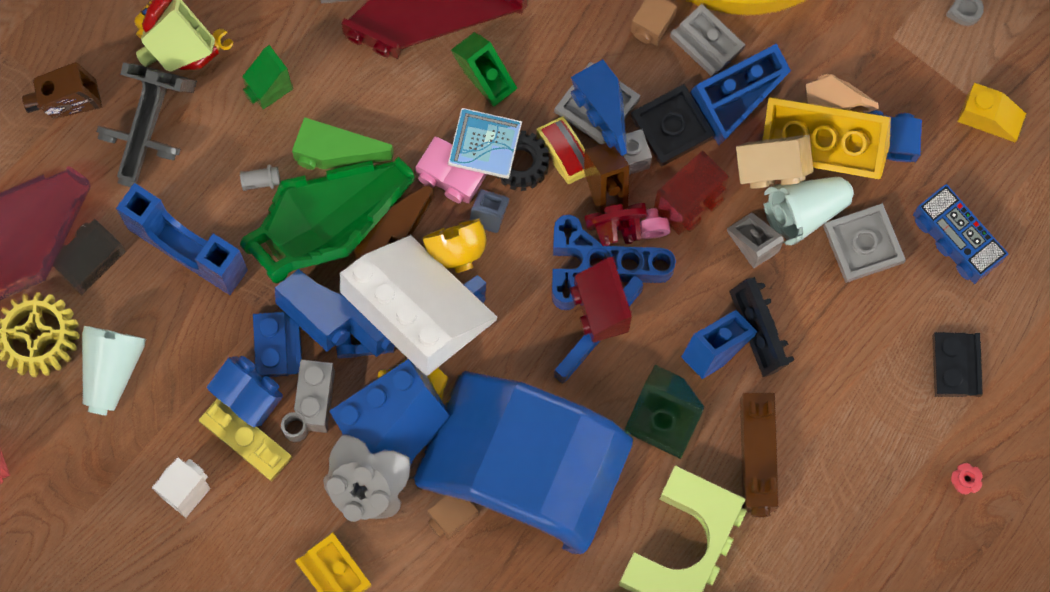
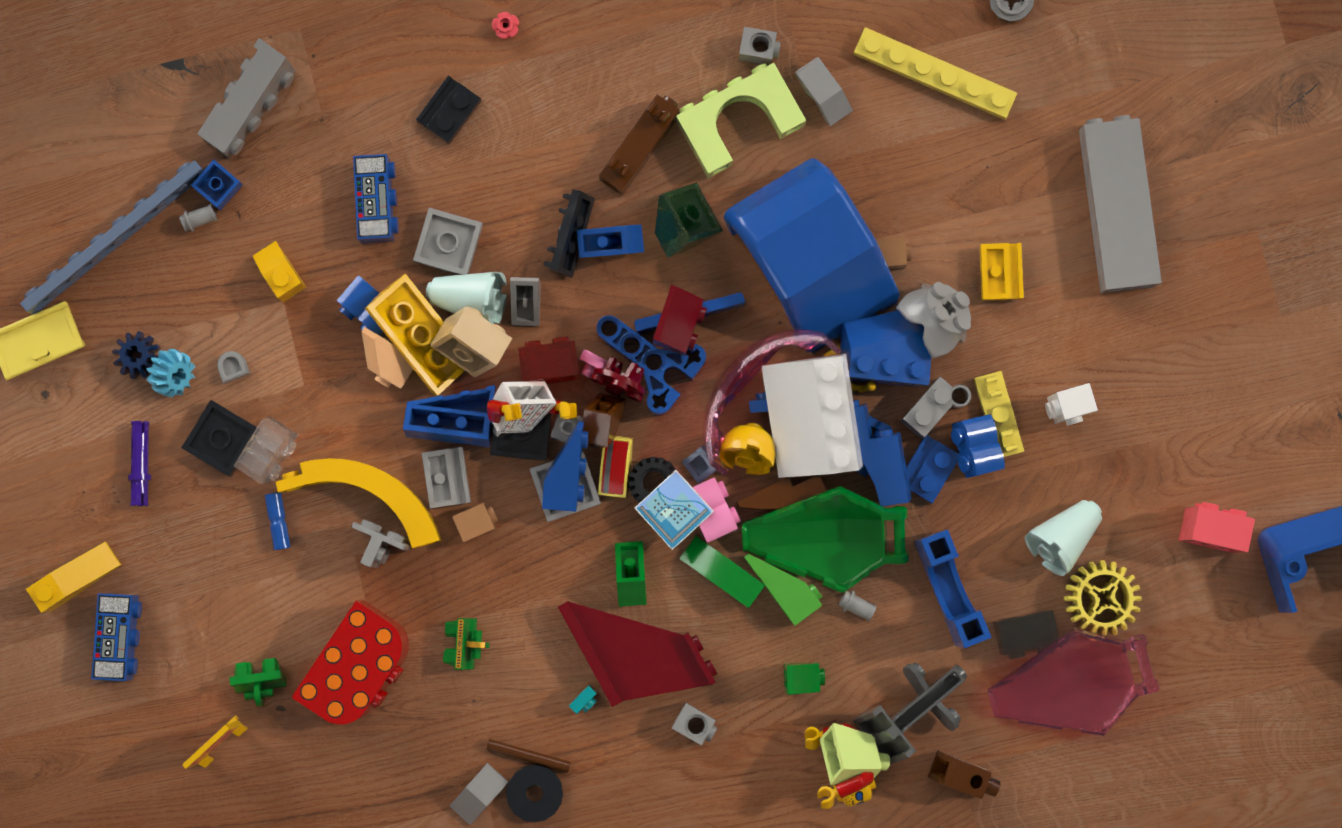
camera: 145 degrees left, 10 degrees up
(402, 123) = (722, 572): none -> green slope
(512, 305) = (741, 372): none -> clear pink windscreen
(683, 132) = (523, 405): none -> torso

